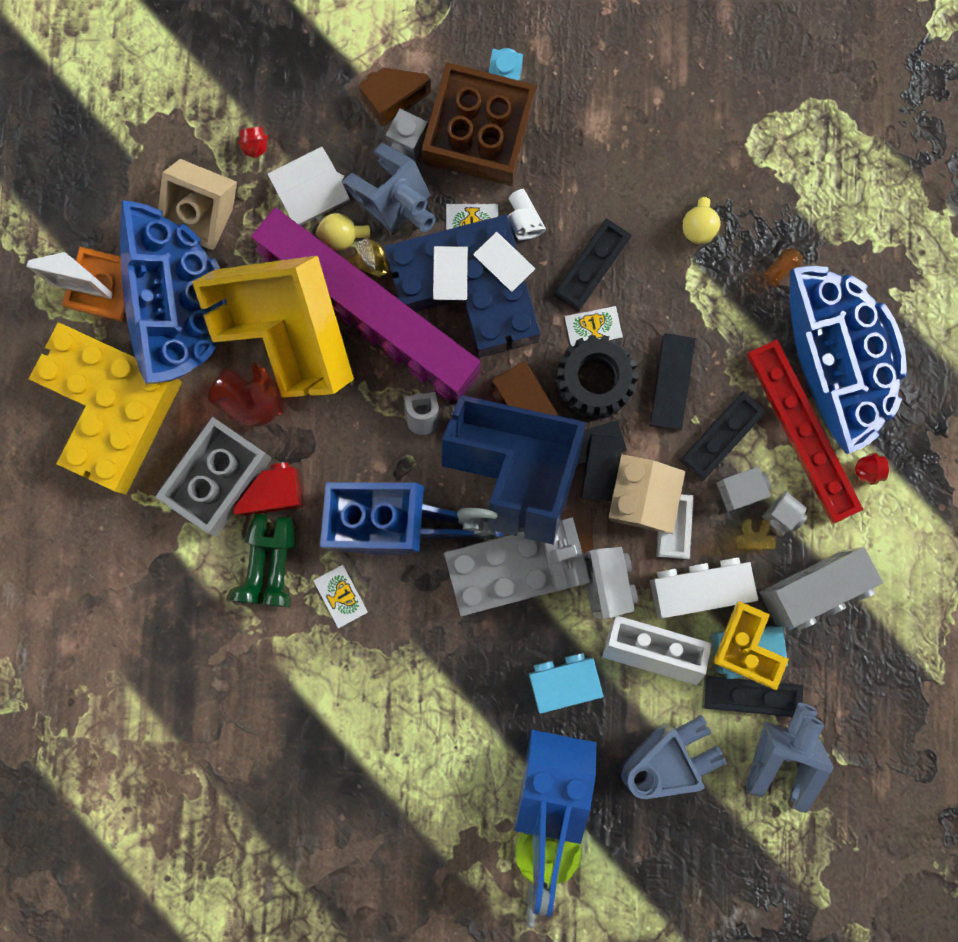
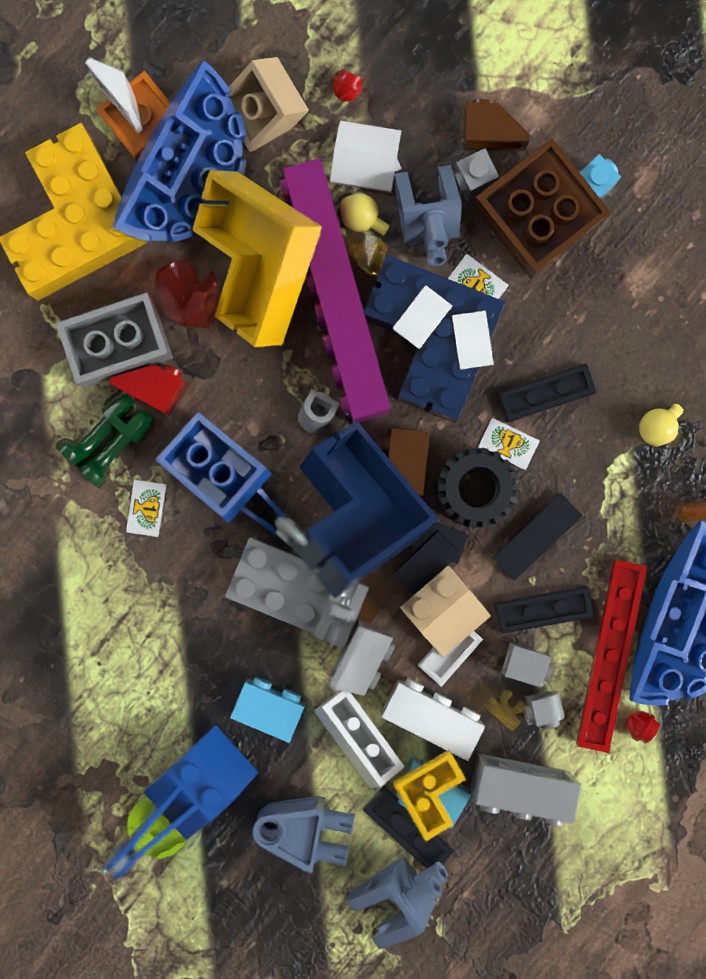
camera: 40 degrees right, 5 degrees up
(524, 218) = (520, 315): white piece -> none

